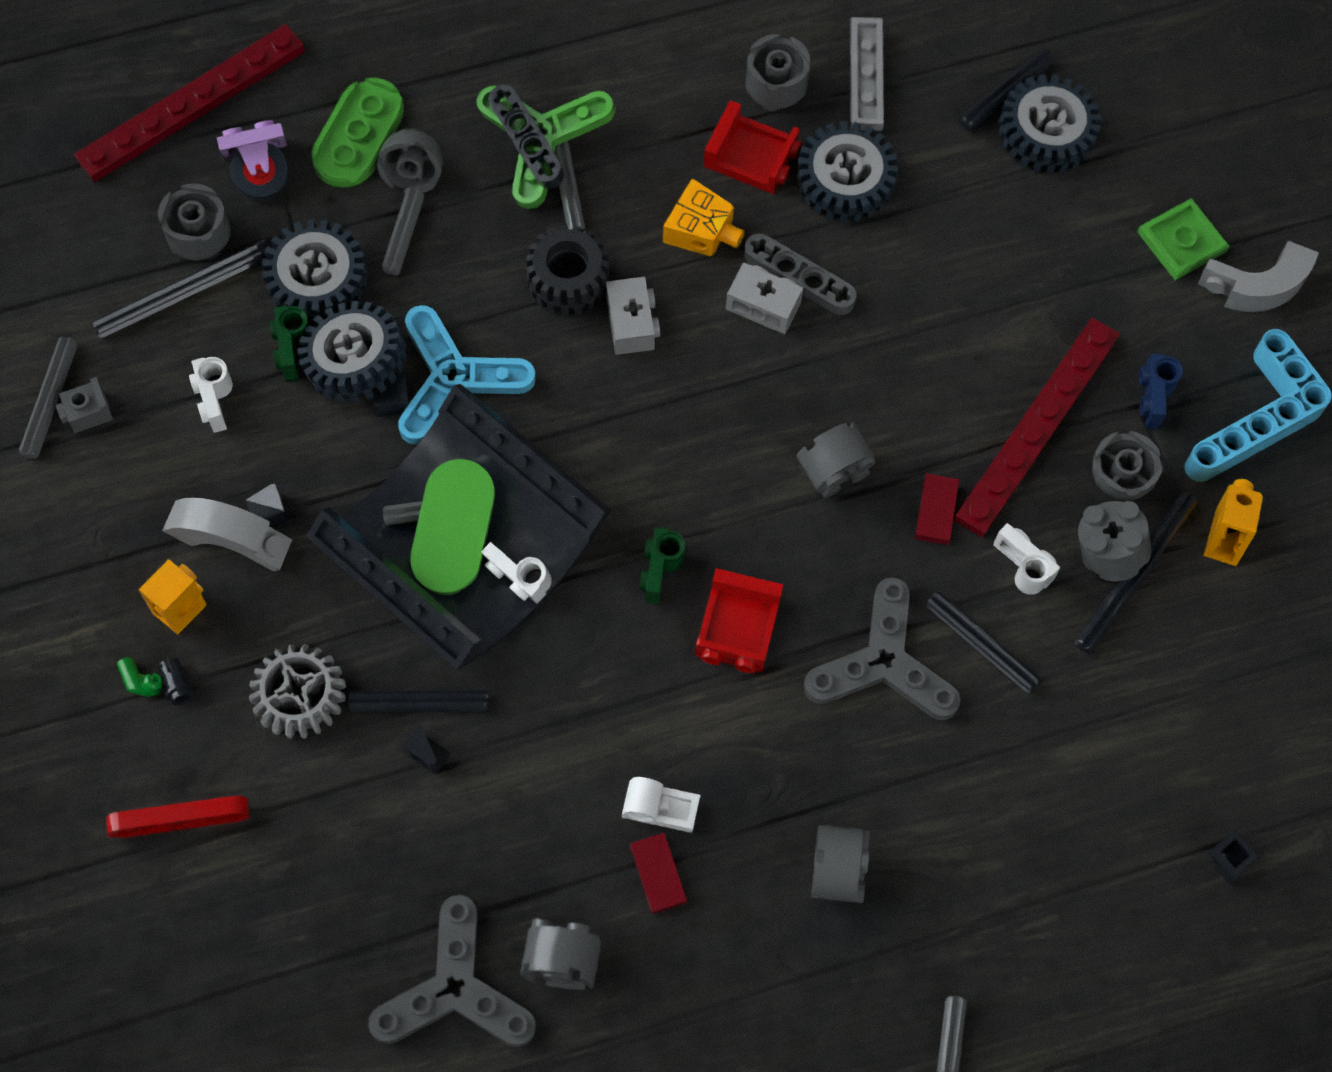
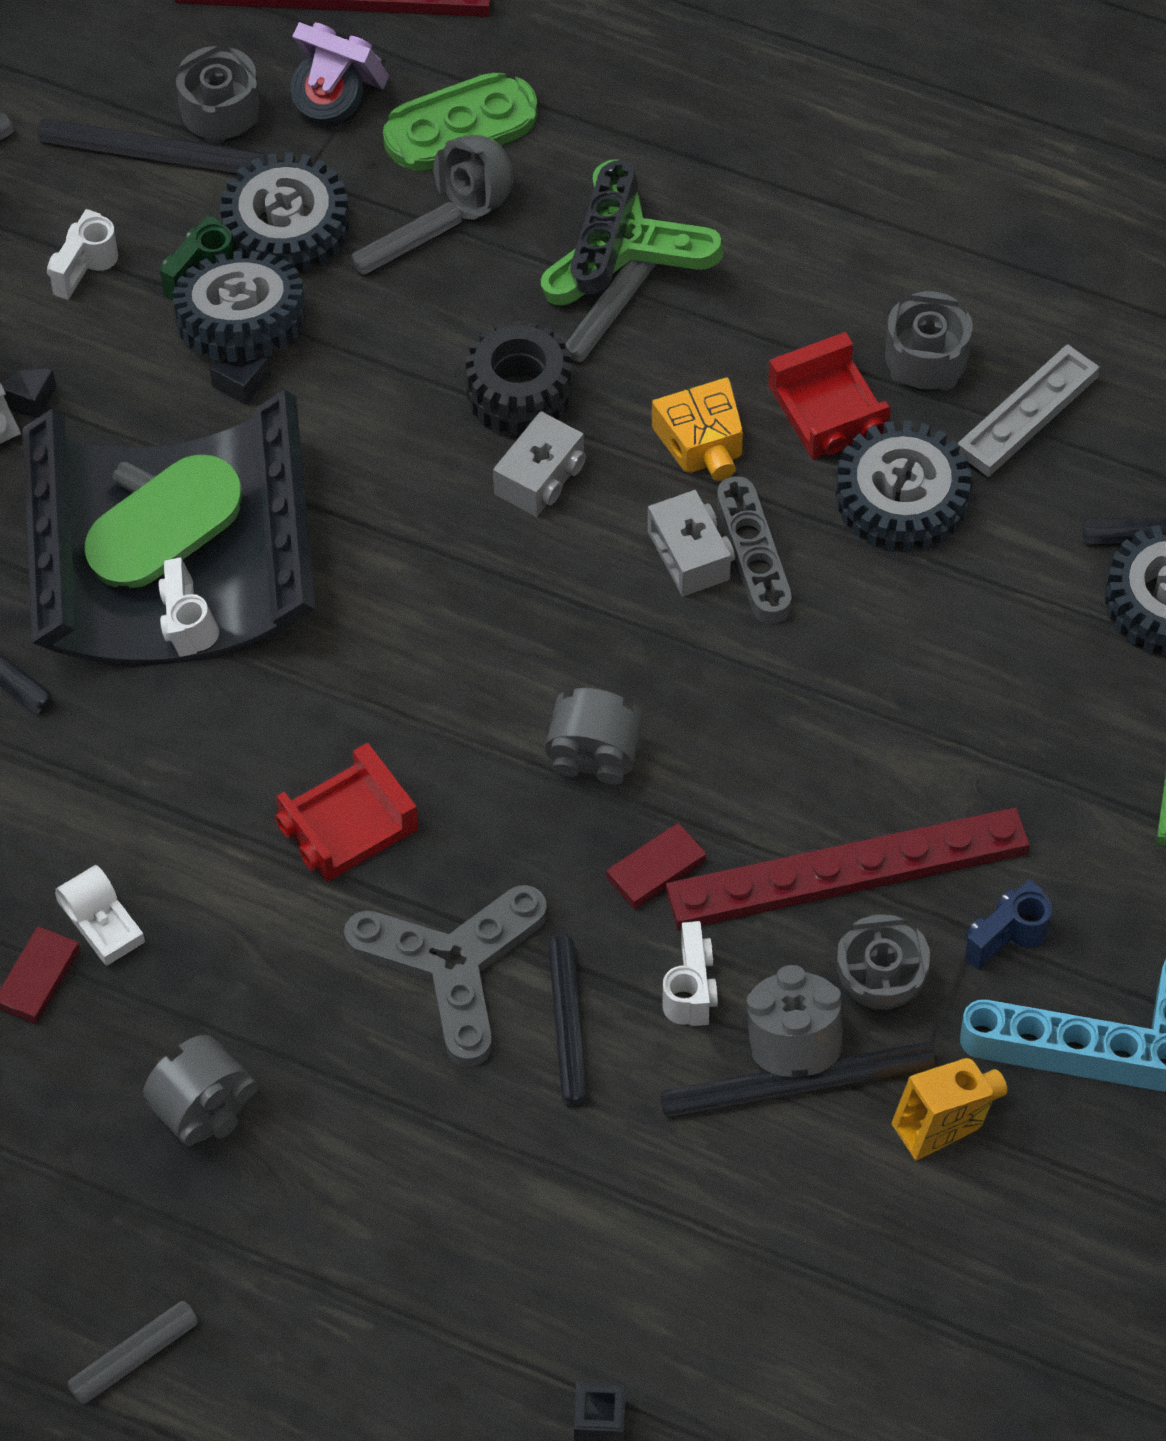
camera: 45 degrees right, 10 degrees down
(440, 356) = (321, 371): medium azure piece -> none
(652, 579) = (323, 704): dark green plate -> none

